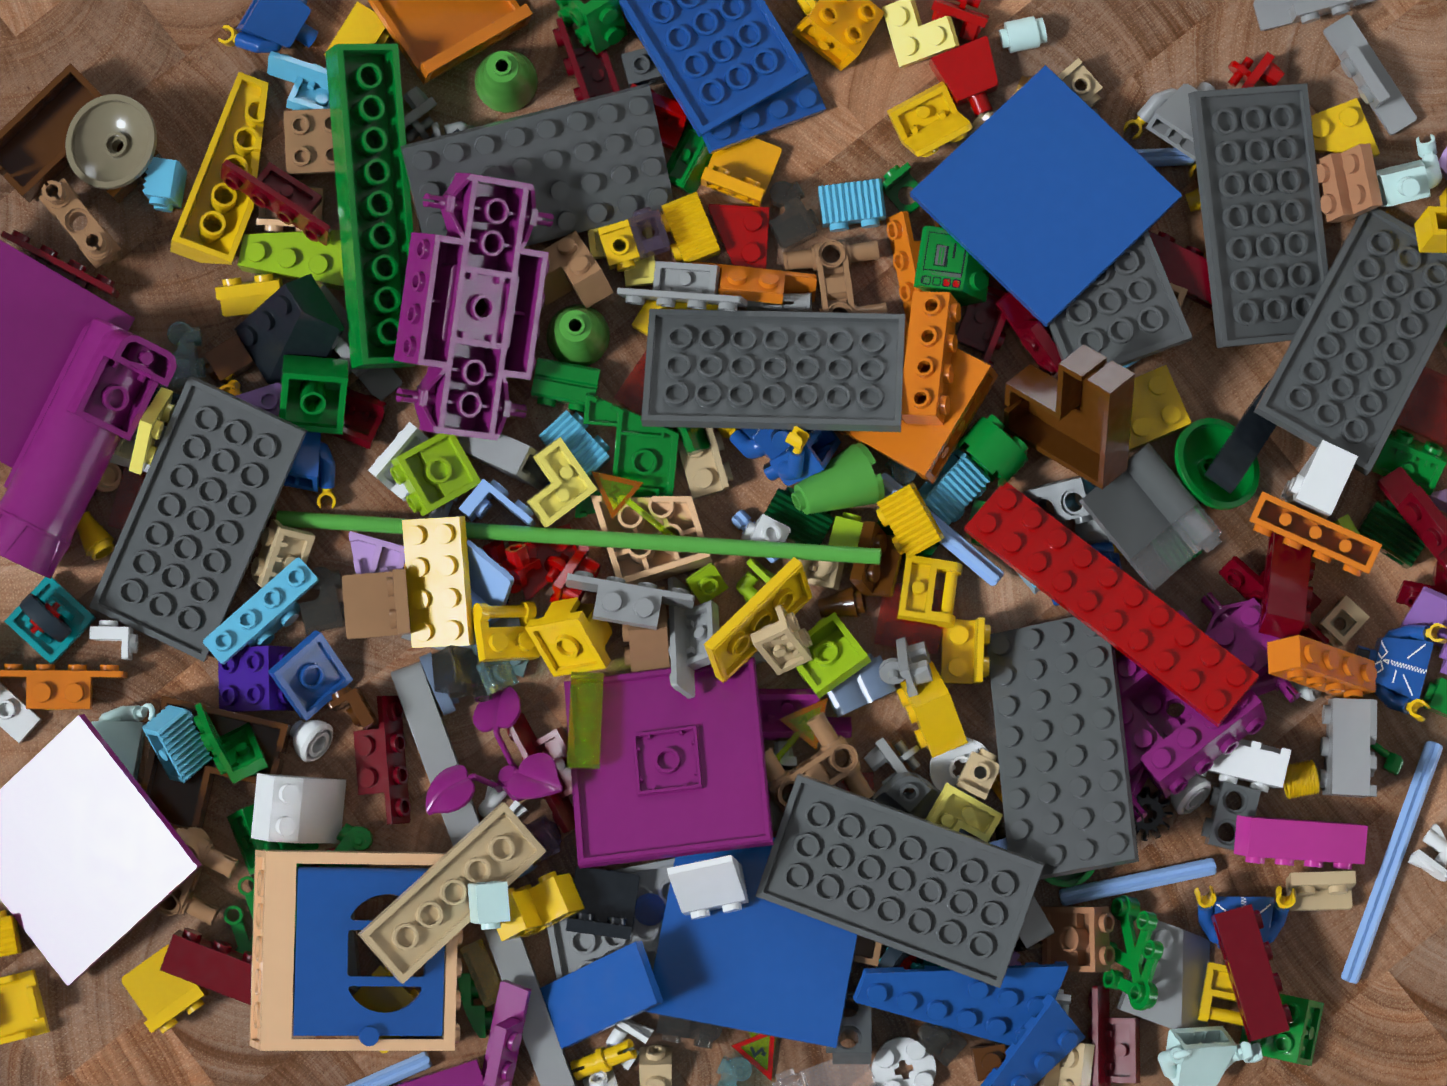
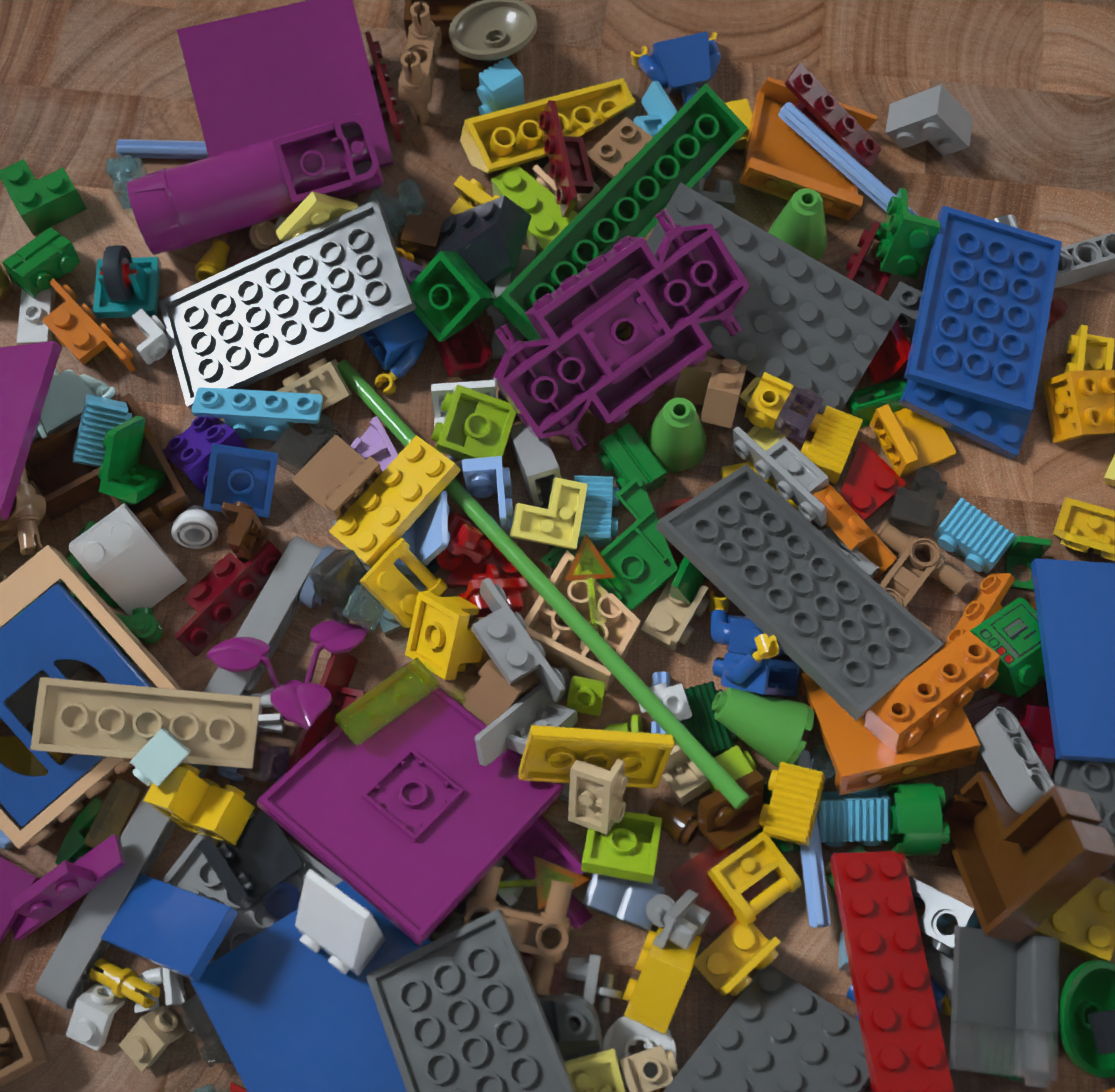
camera: 50 degrees right, 15 degrees down
(1018, 355) = (1012, 759): none -> light grey beam

